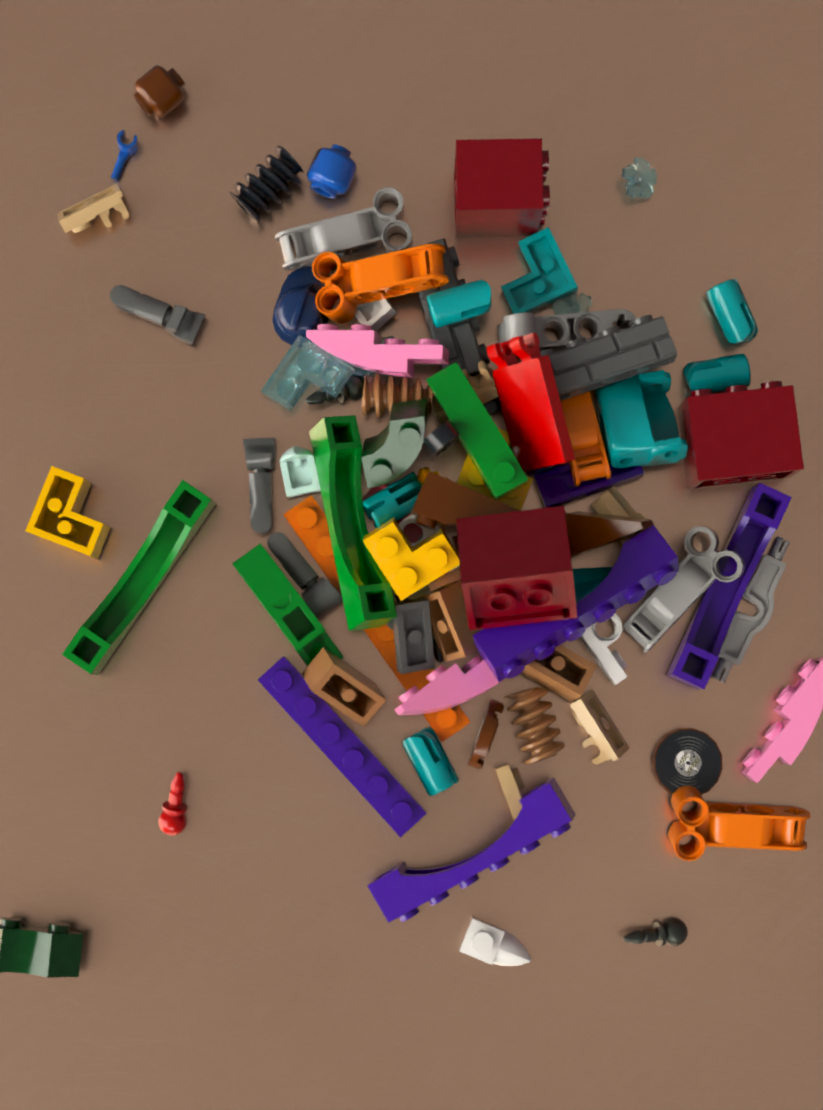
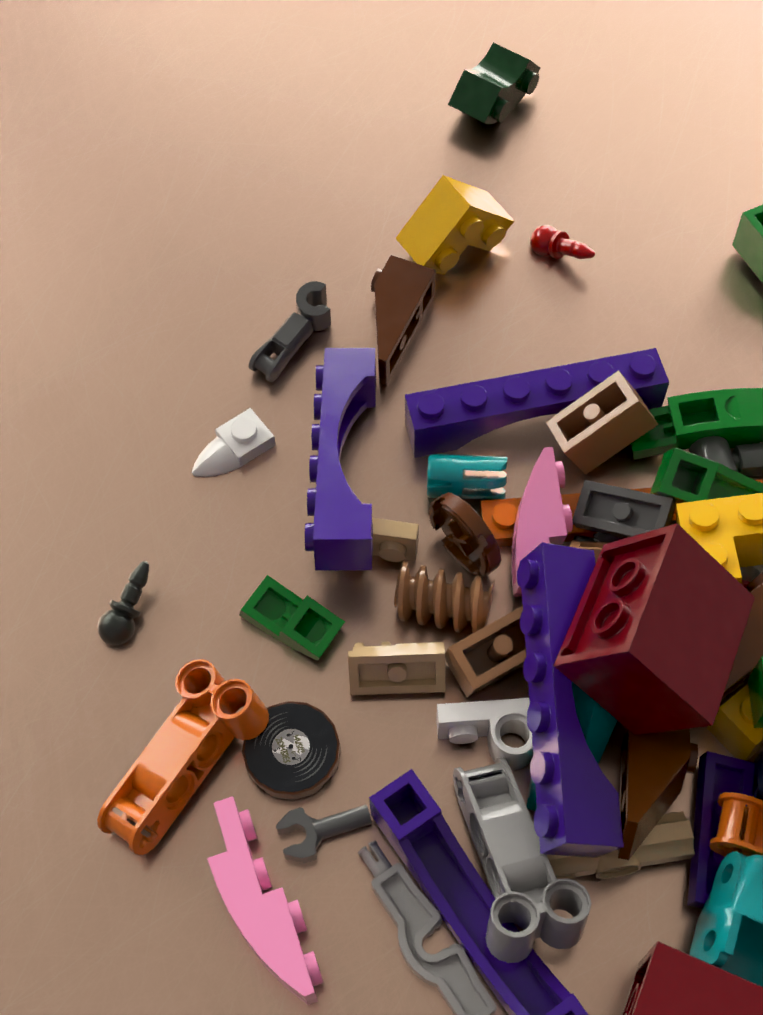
camera: 120 degrees right, 25 degrees down
(213, 893) = (450, 221): none -> yellow brick
(307, 896) = (401, 300): none -> reddish brown slope
(378, 962) = (292, 334): none -> dark grey piece
(601, 818) = (290, 619): none -> green slope
(724, 714) = (318, 830): none -> dark grey bar

